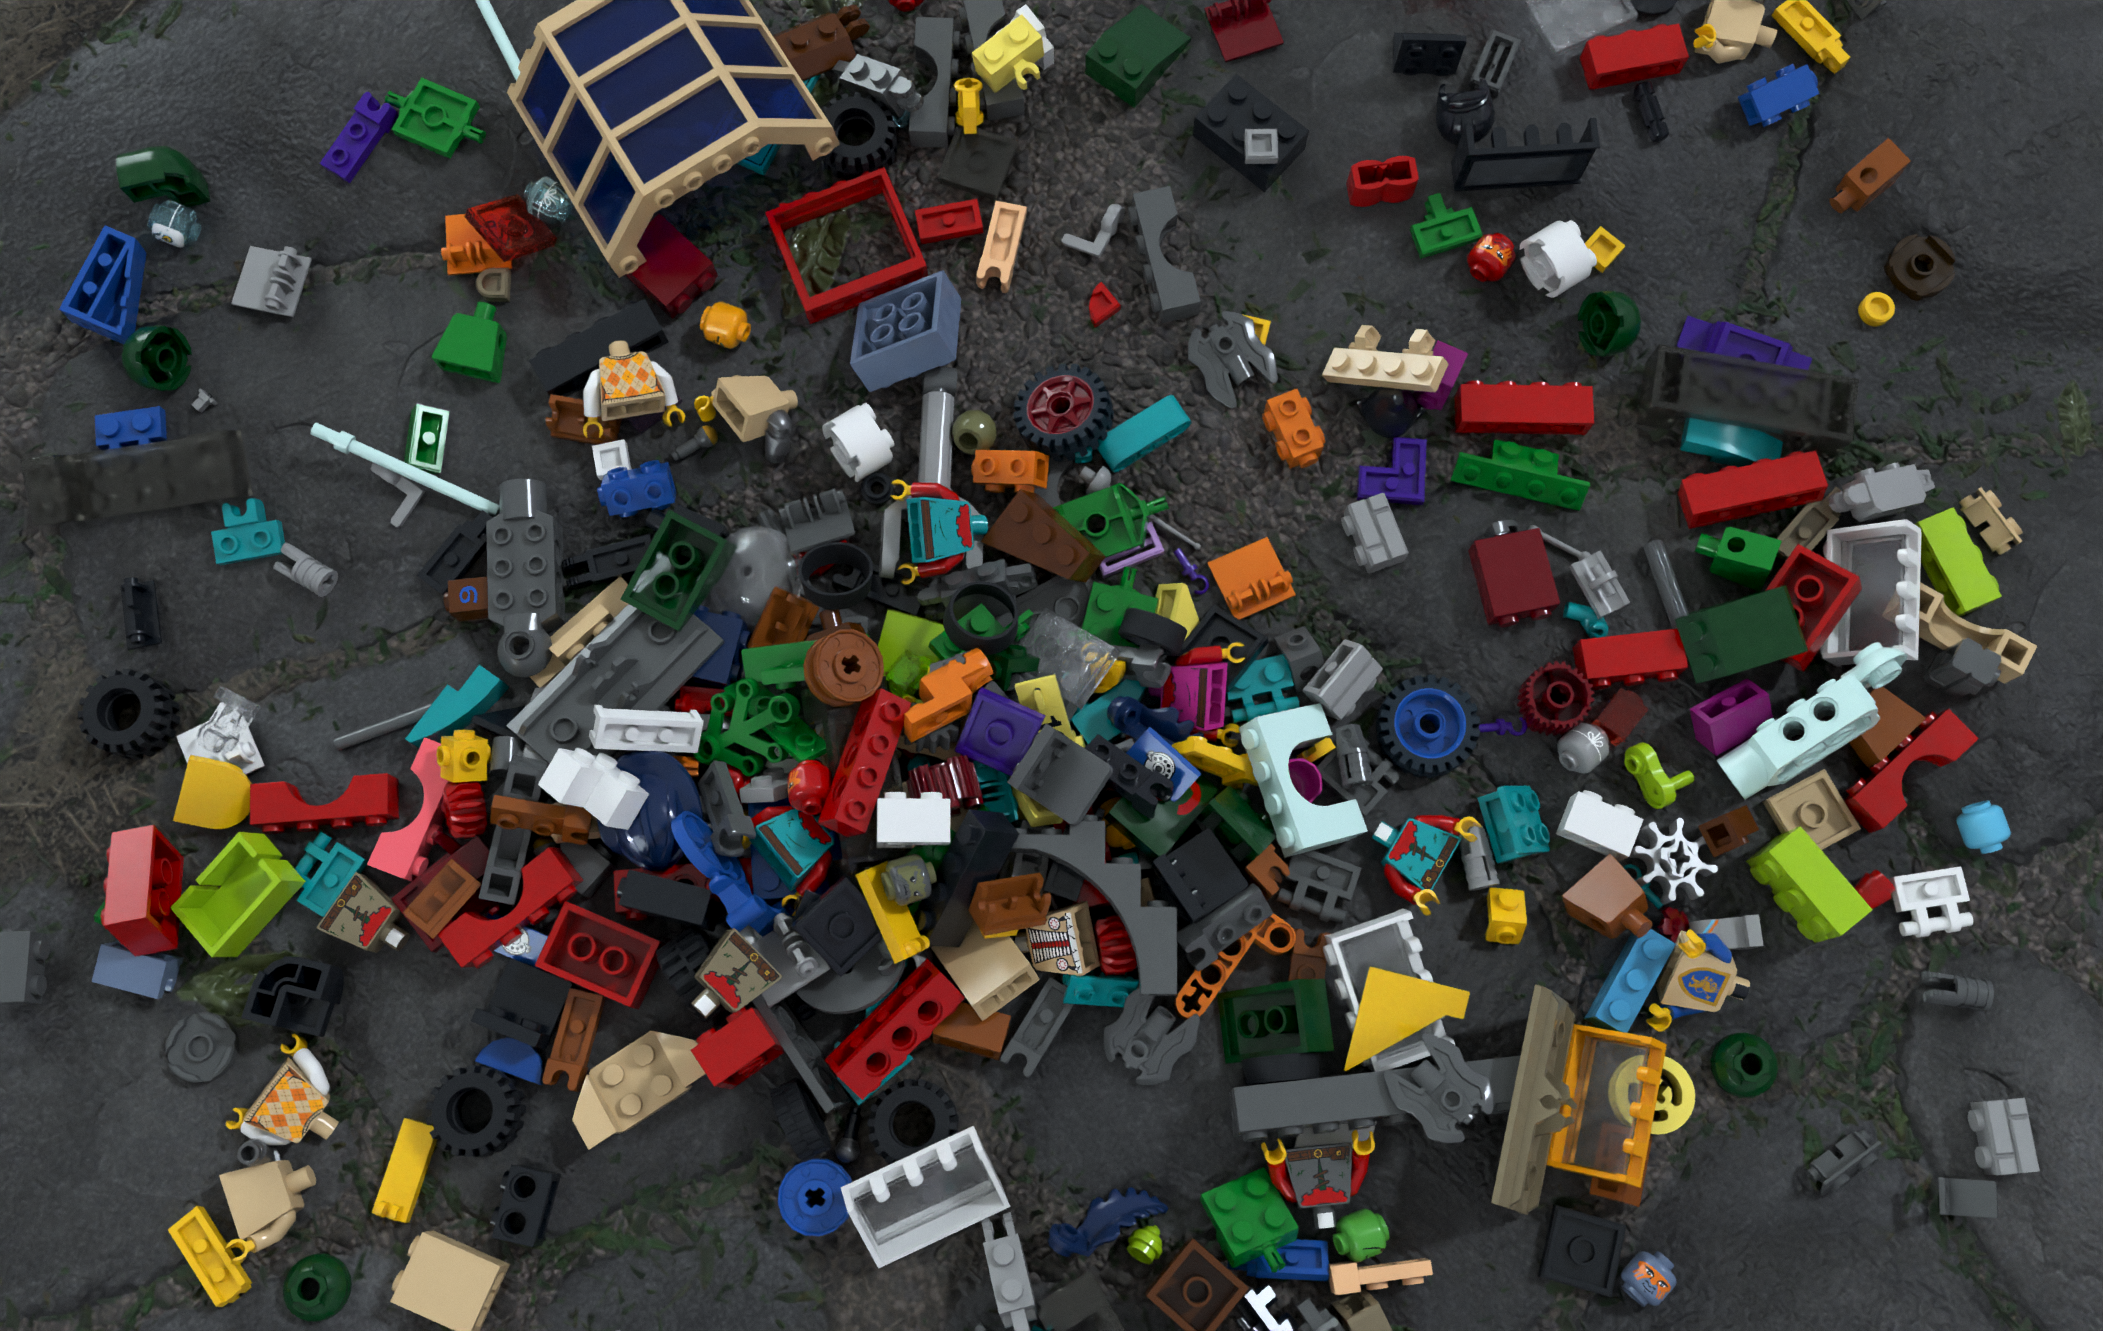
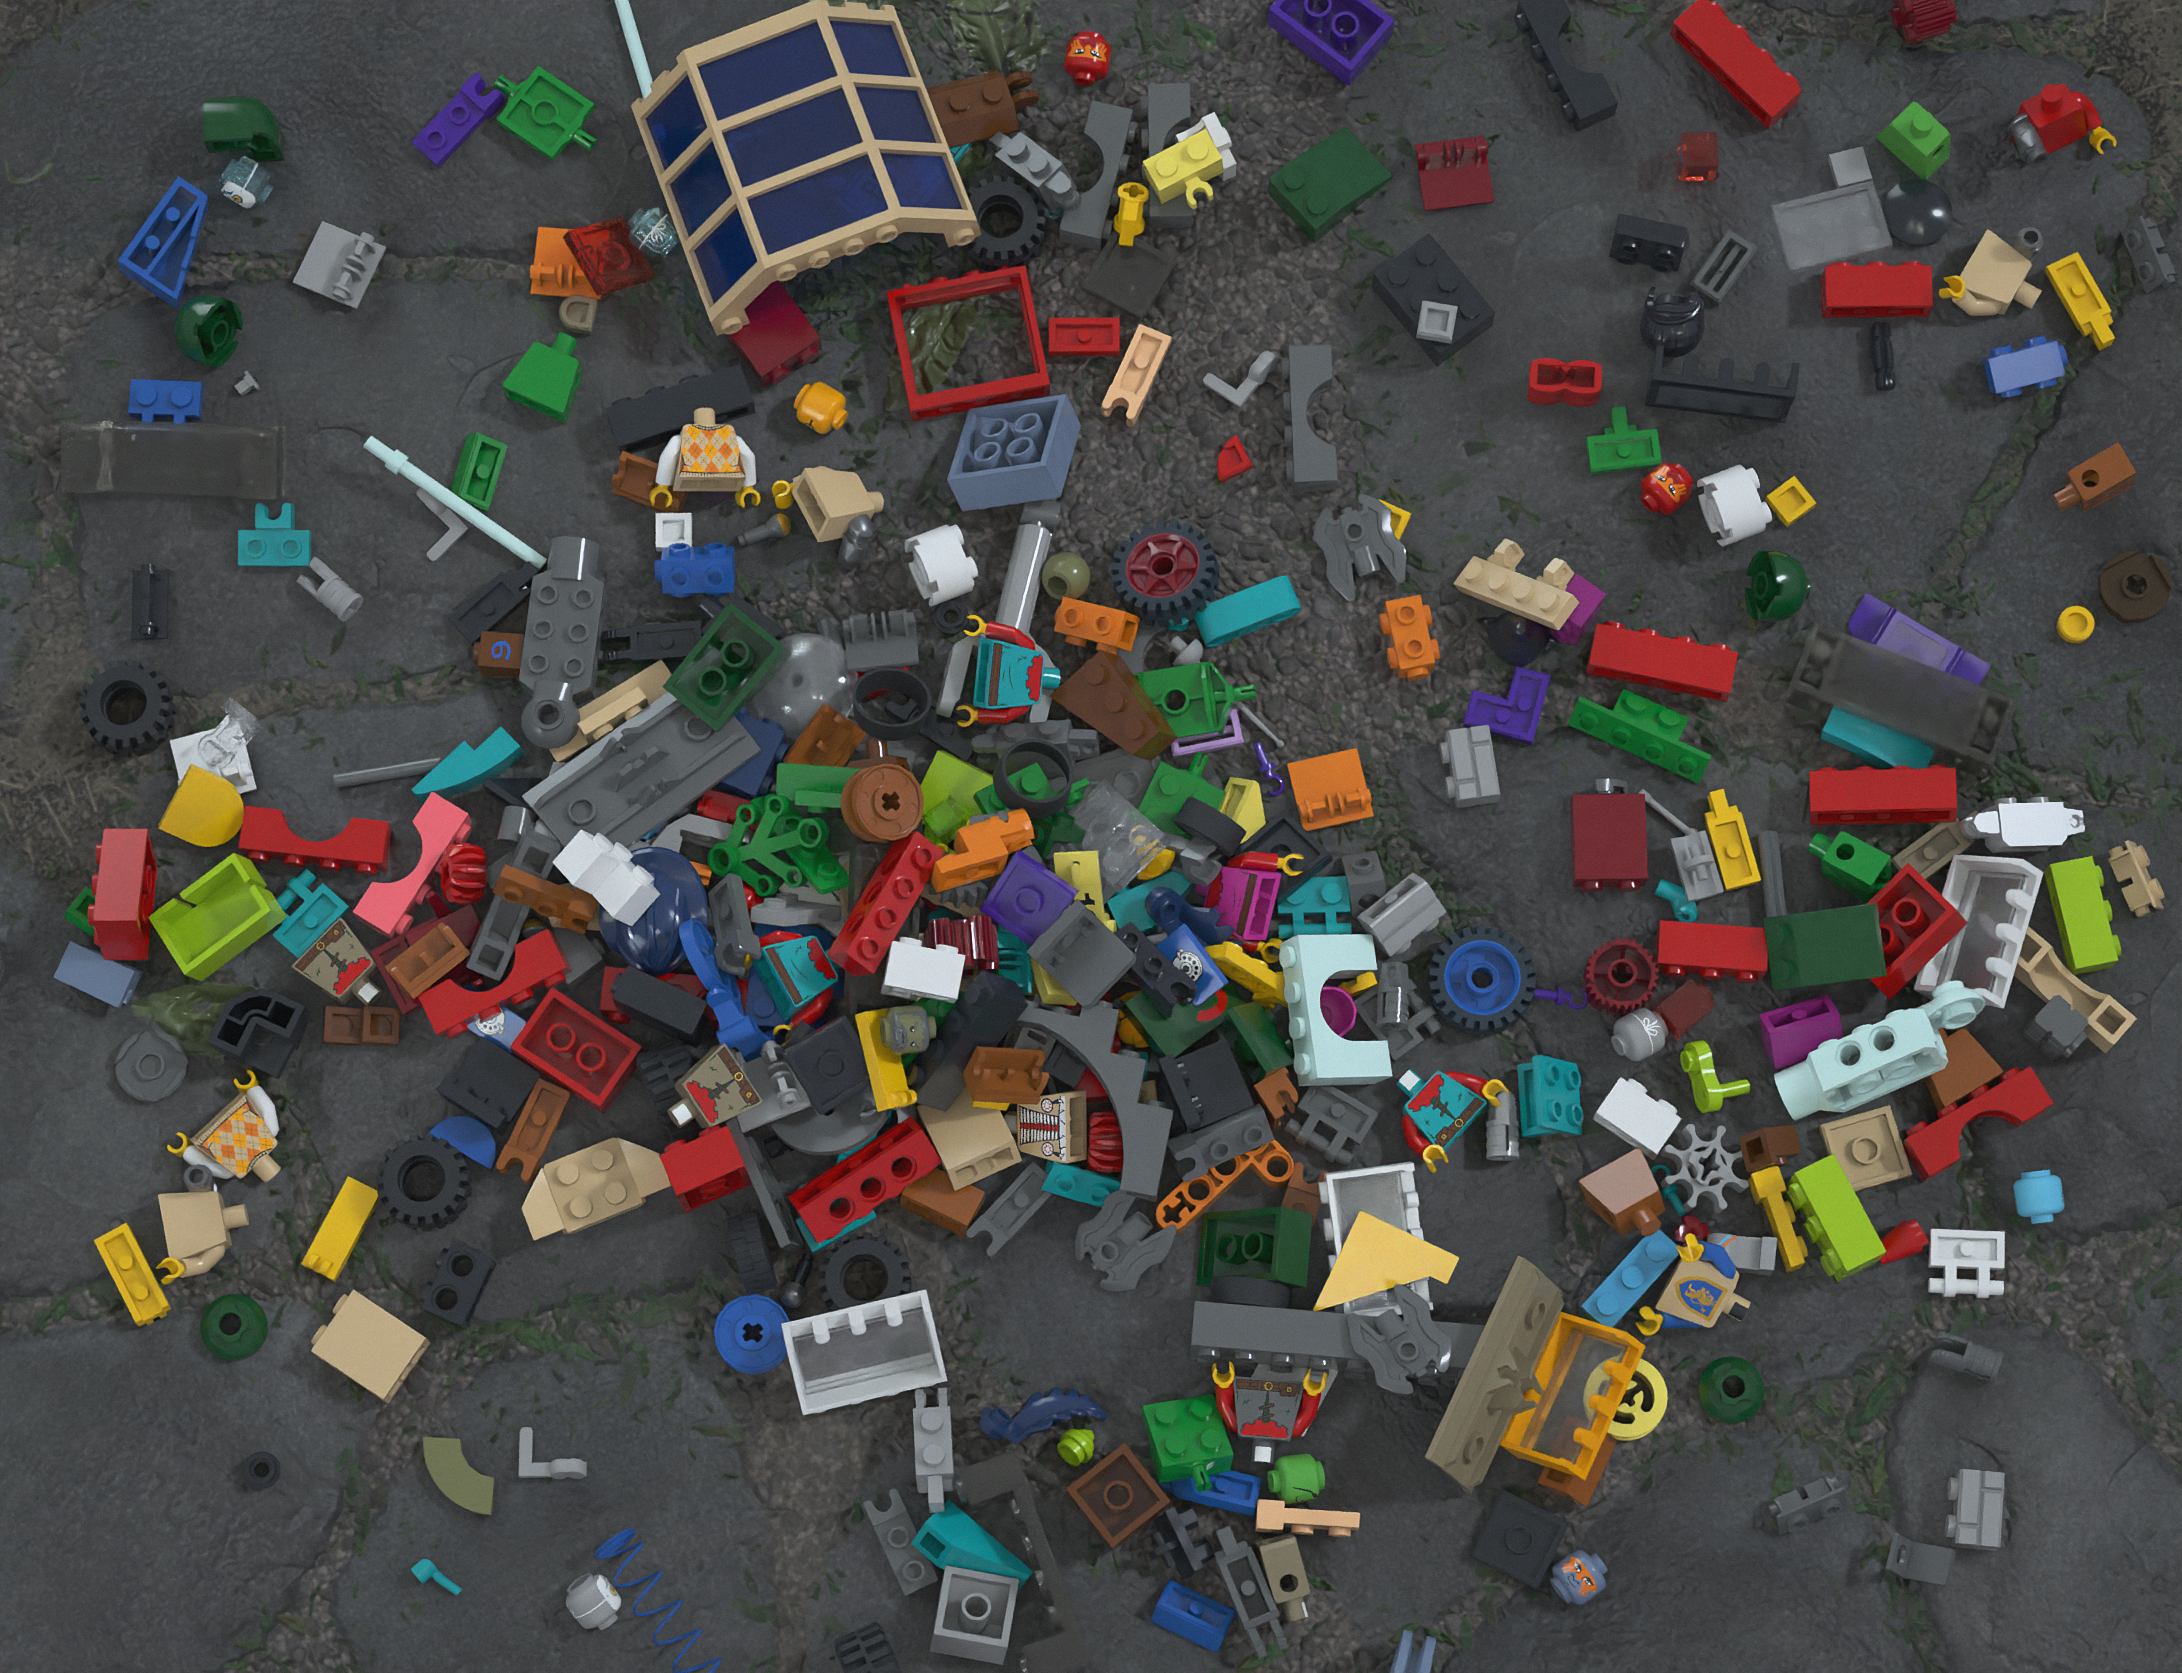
camera: 10 degrees right, 0 degrees up
(395, 970) = (361, 1026): none -> reddish brown slope
(463, 757) = (472, 820): yellow brick -> none
(646, 730) = (667, 828): white container -> none
(809, 786) = (824, 917): red head -> none
(1506, 915) = (1518, 1191): yellow bracket -> none
(1623, 556) = (1730, 843): none -> yellow hinge
(1736, 869) = (1767, 1188): none -> yellow plate

